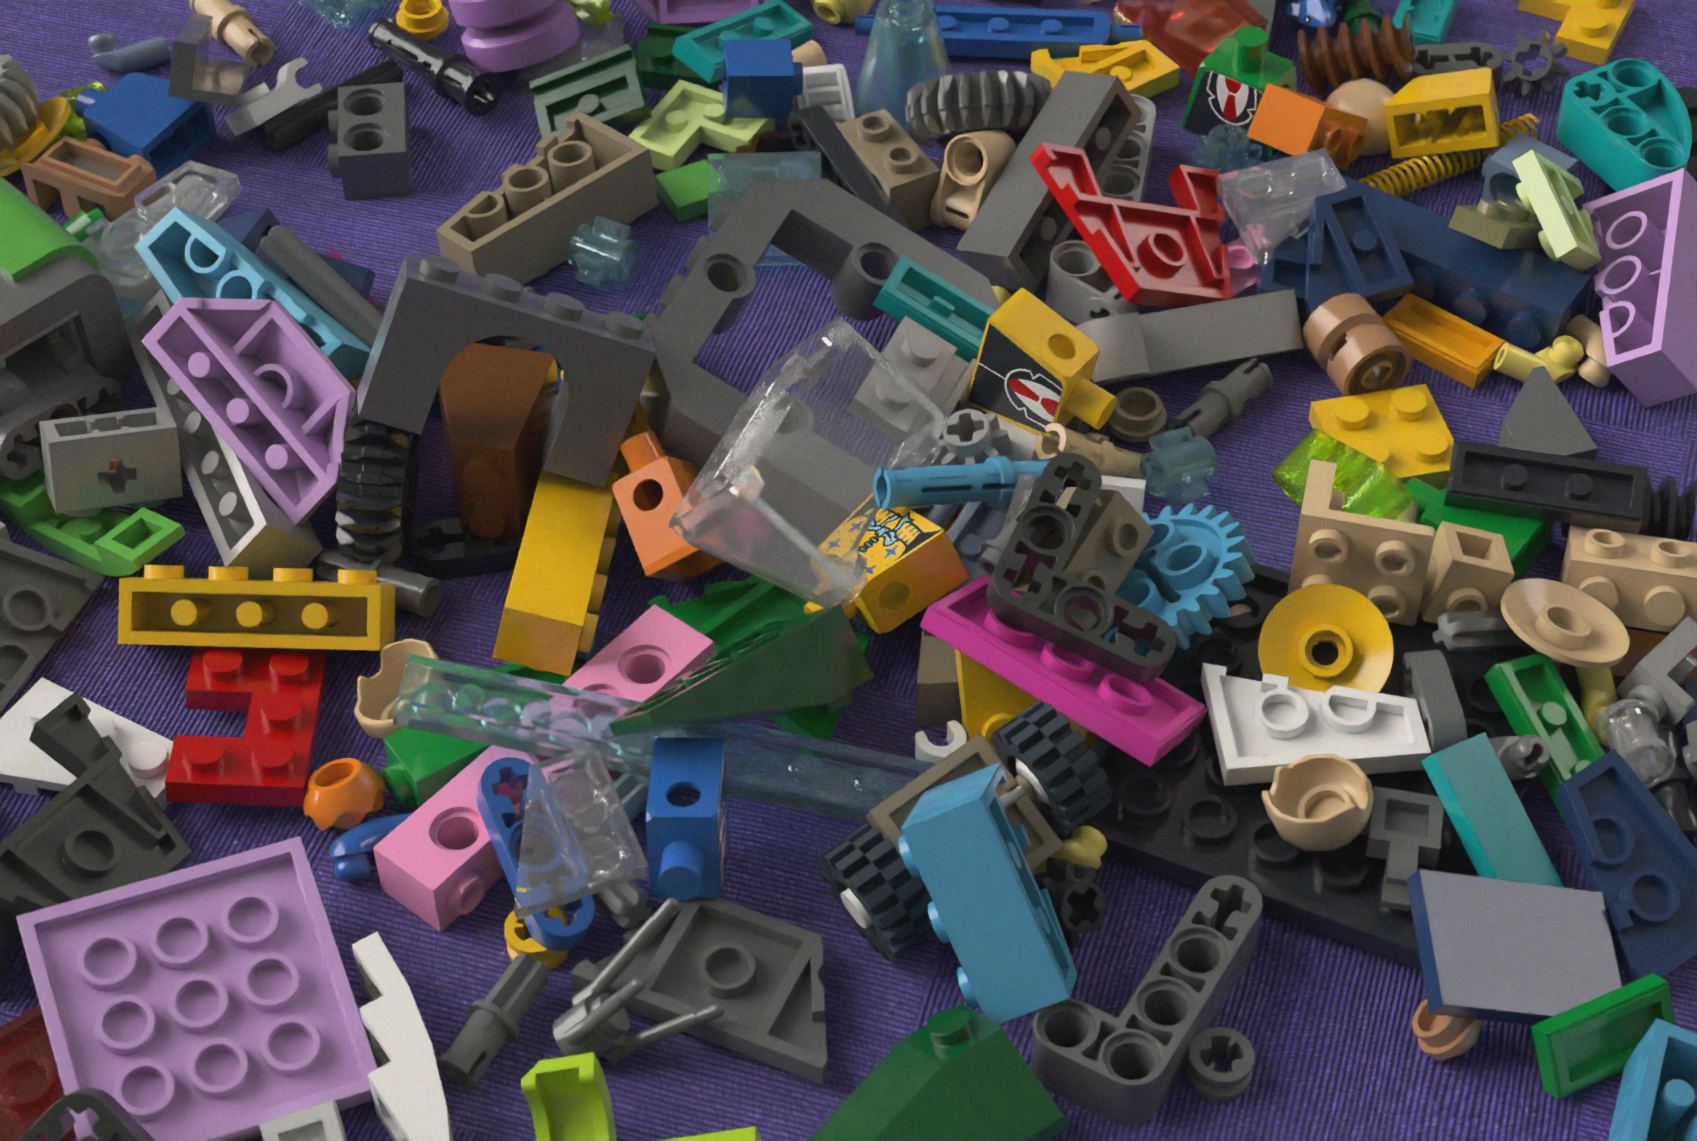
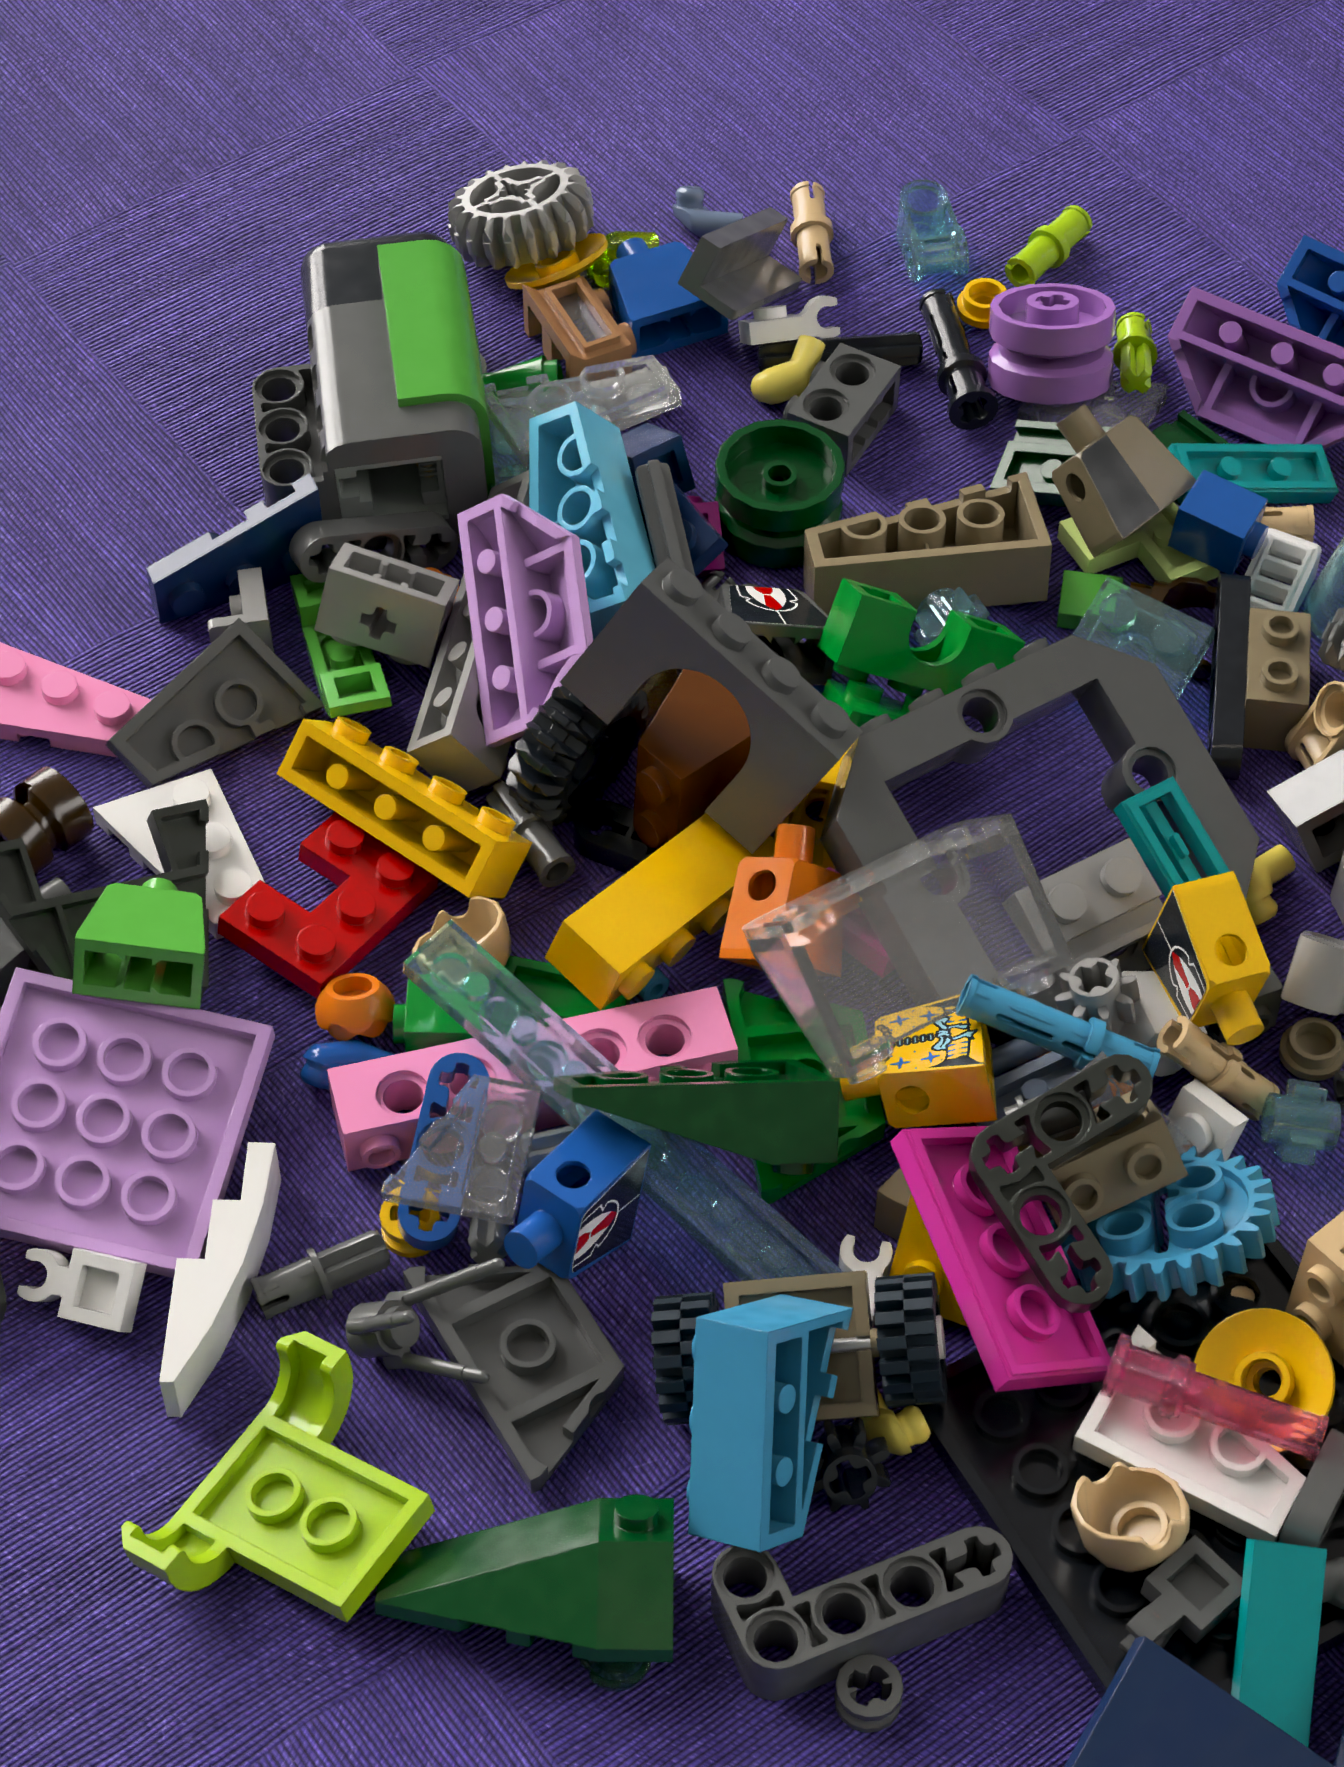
camera: 35 degrees right, 5 degrees up
(136, 829) = (142, 946): none -> bright green torso
(309, 137) = (789, 378): none -> light yellow arm
(378, 211) = (775, 485): none -> dark green wheel
(636, 268) = (871, 633): none -> green arch
(657, 79) = (1115, 478): none -> dark tan torso
(1281, 684) = (1179, 1388): none -> clear pink pin

